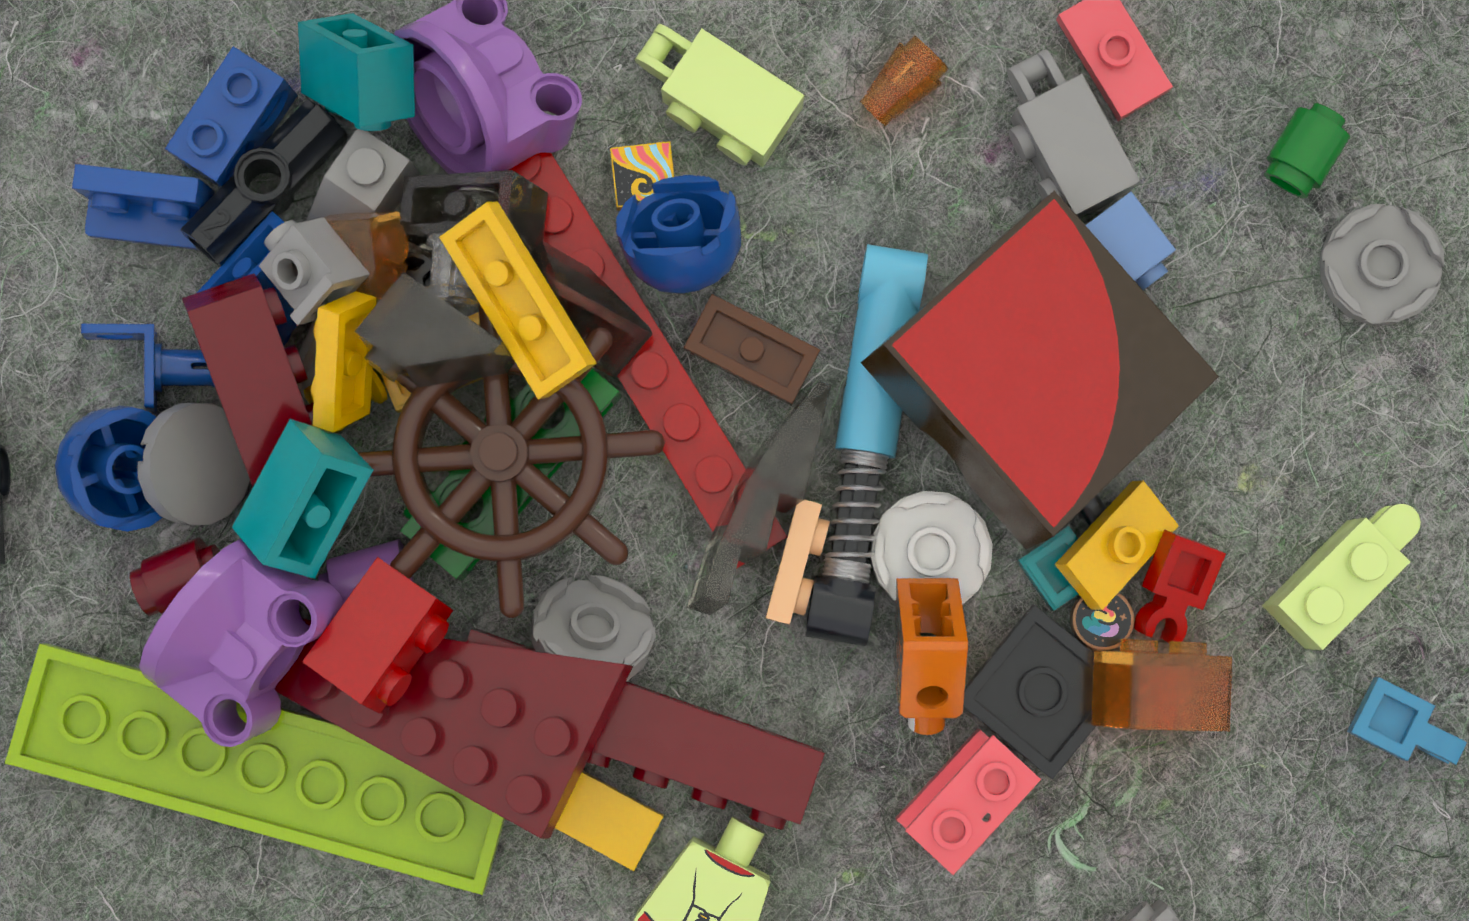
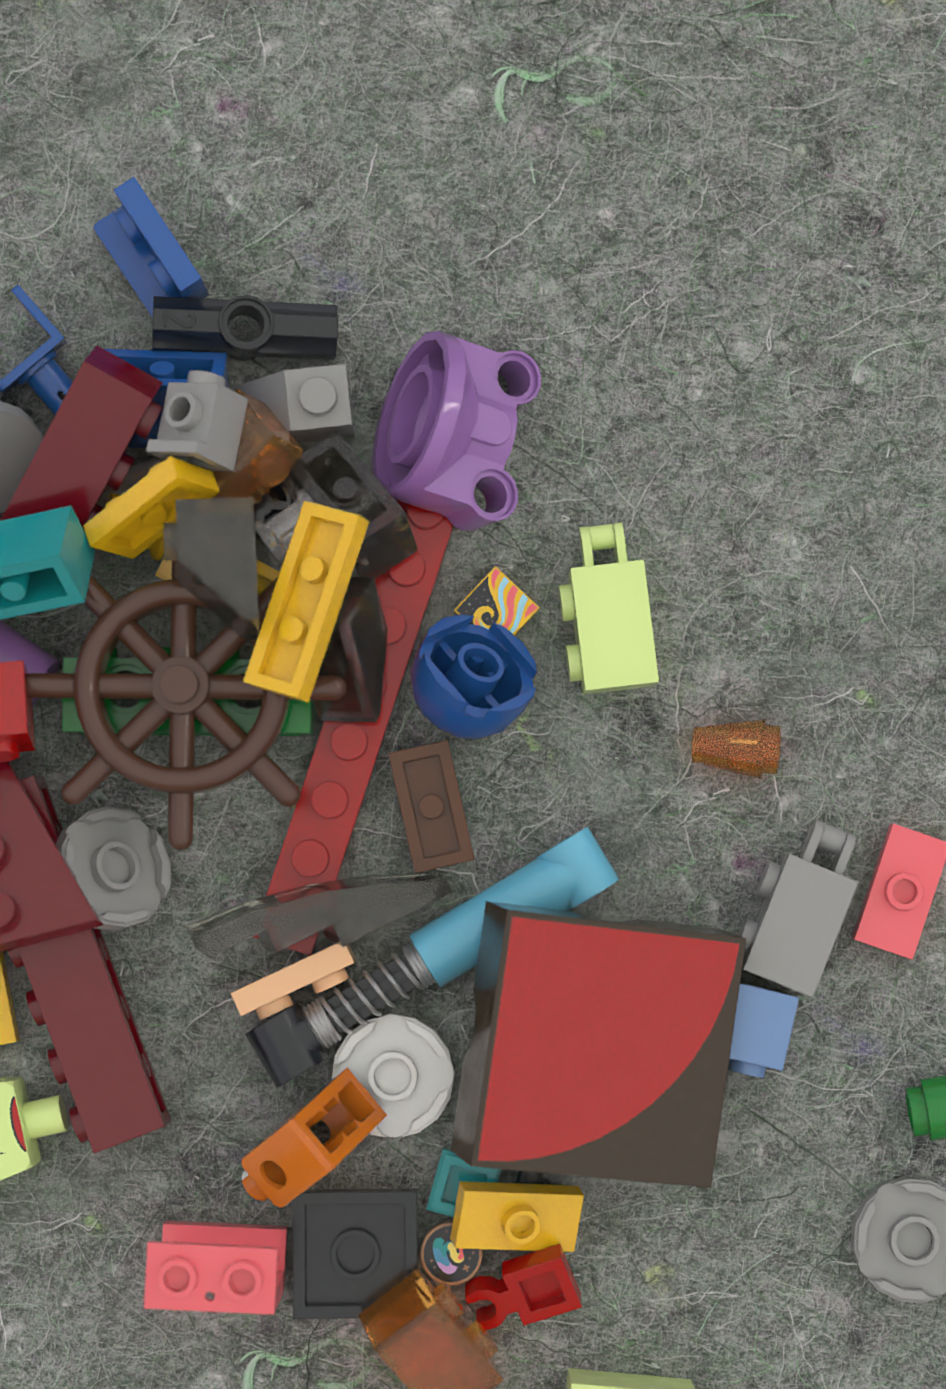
camera: 45 degrees right, 0 degrees up
(231, 117) = (271, 261): blue brick -> none
(357, 70) = (386, 326): teal brick -> none

